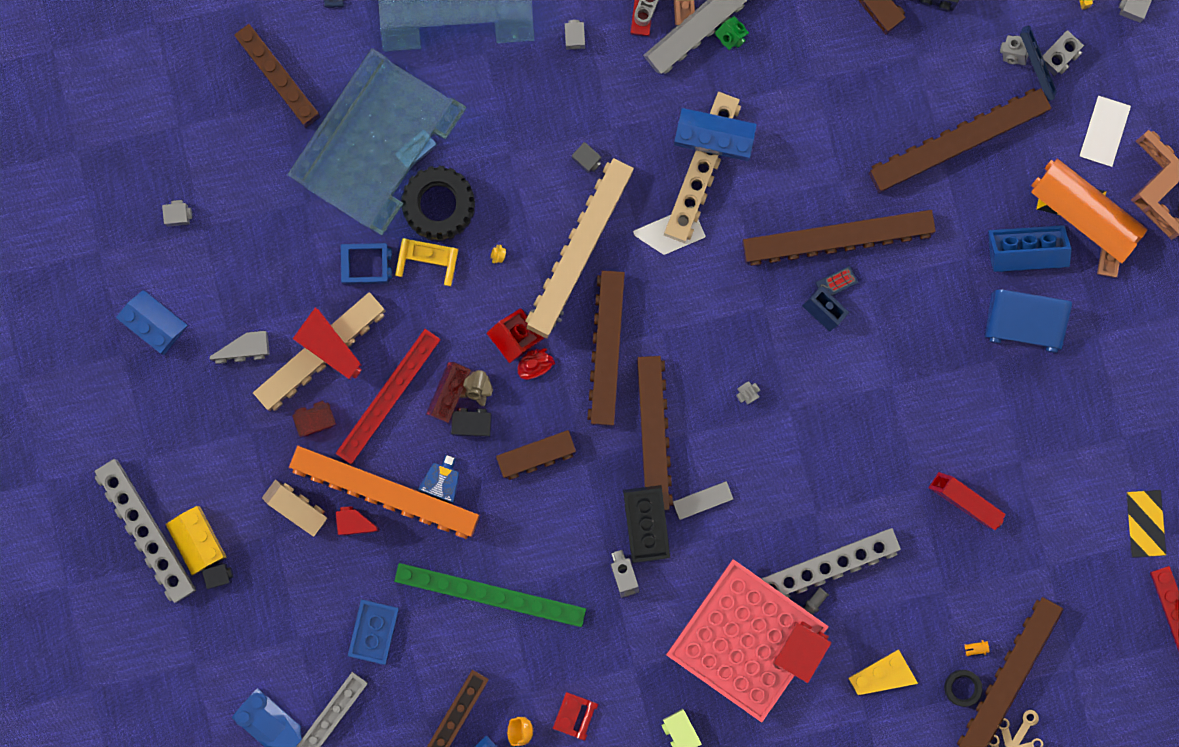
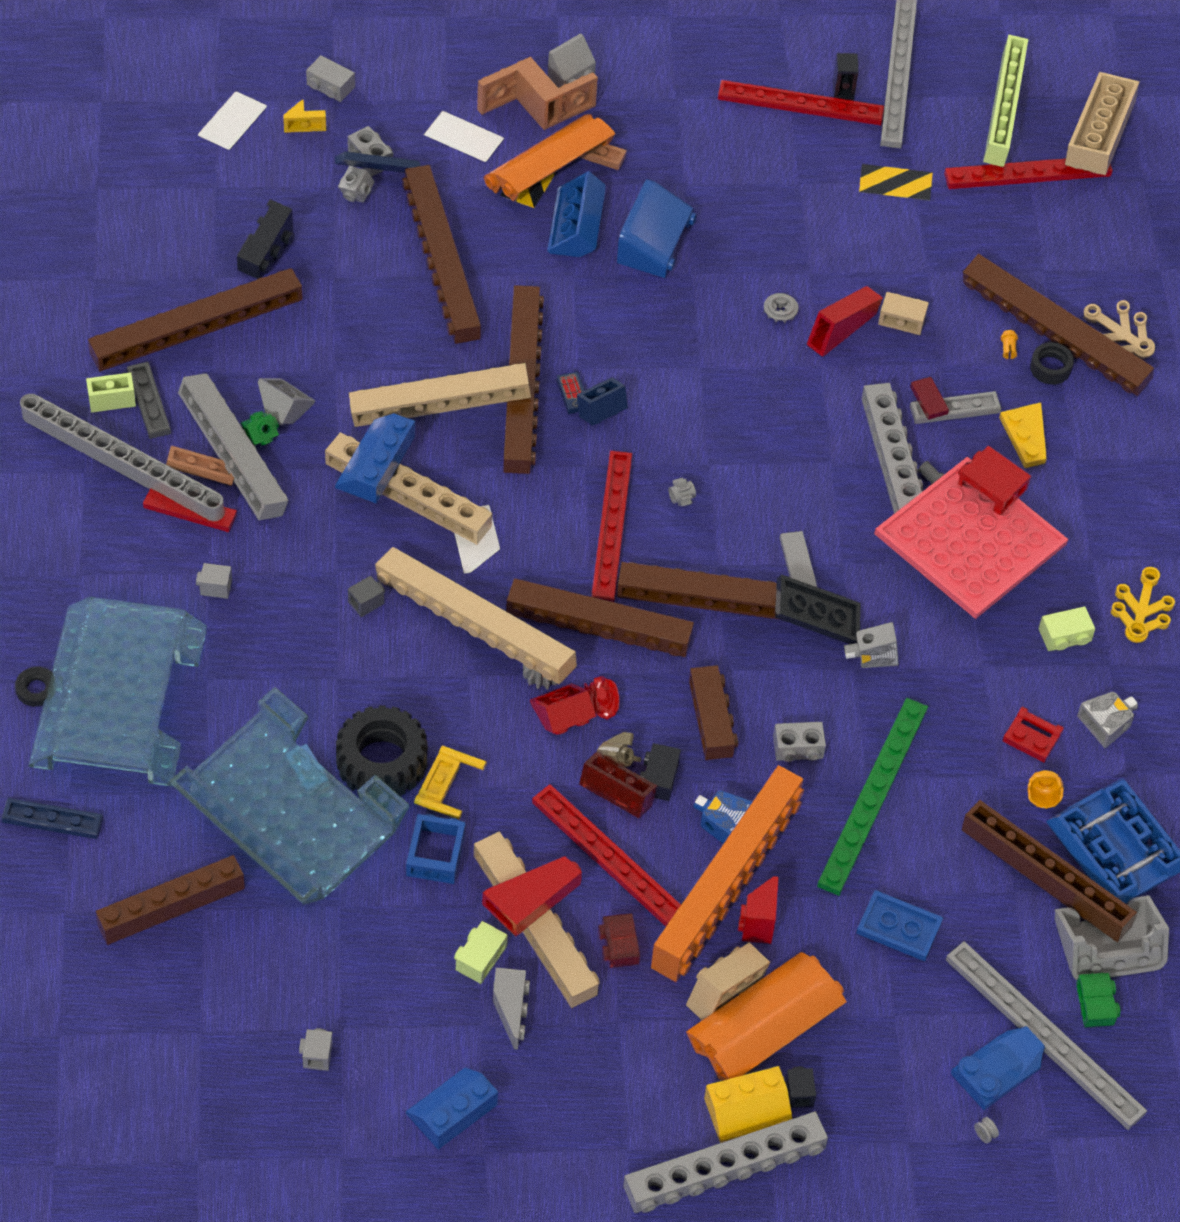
camera: 80 degrees left, 30 degrees down
(211, 720) = (986, 1130): none -> light grey bush
(270, 542) = (766, 1016): none -> orange cylinder
(281, 316) = (480, 952): none -> yellowish green brick
(498, 254) = (459, 706): yellow plate -> none
(528, 527) = (798, 736): none -> light grey brick
(705, 341) = (611, 526): none -> red tile
(769, 45) = (283, 400): none -> light grey slope
(797, 173) = (441, 394): none -> tan brick
(896, 586) = (929, 398): none -> dark red tile
(897, 610) = (961, 407): none -> light grey tile
(980, 442) = (780, 300): none -> light grey gear
(988, 551) = (903, 313): none -> tan brick

